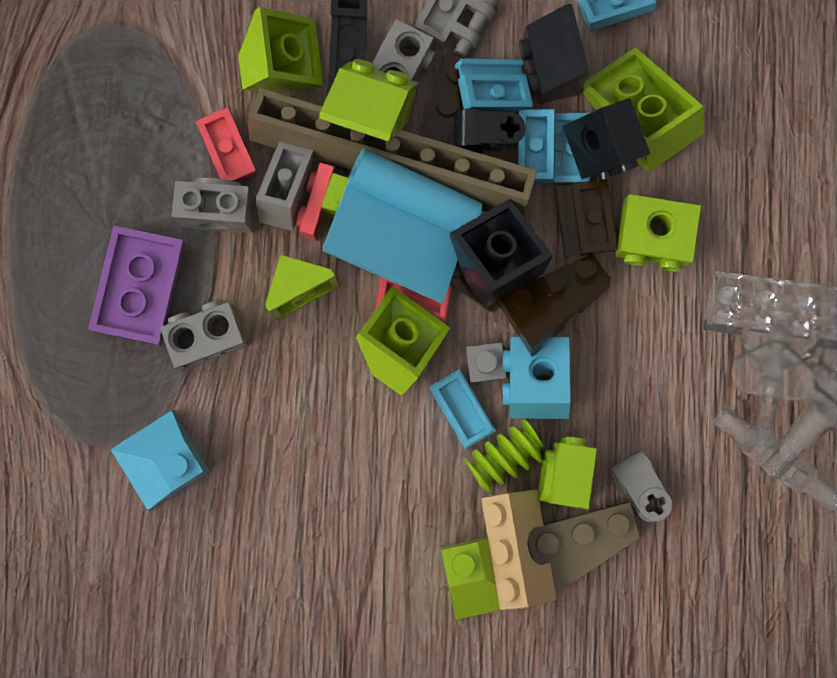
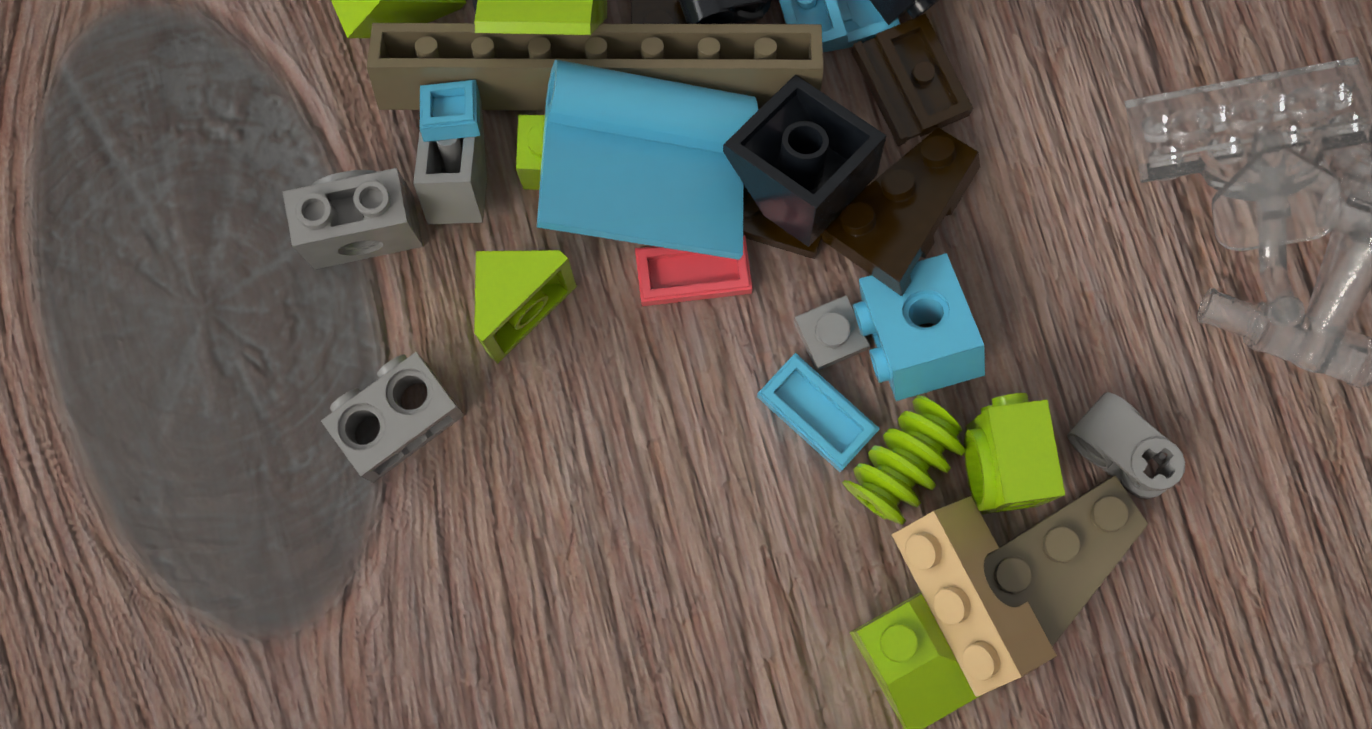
camera: 15 degrees left, 5 degrees down
(136, 285) = (268, 372): medium lavender plate -> none
(160, 460) = (379, 629): medium azure slope -> none
(226, 146) = (346, 126): coral plate -> none
(291, 158) = (449, 110): none -> medium azure tile
(311, 216) = (503, 193): coral plate -> none
(400, 340) = (694, 335): lime slope -> none
(640, 245) = (1008, 92): lime brick -> none

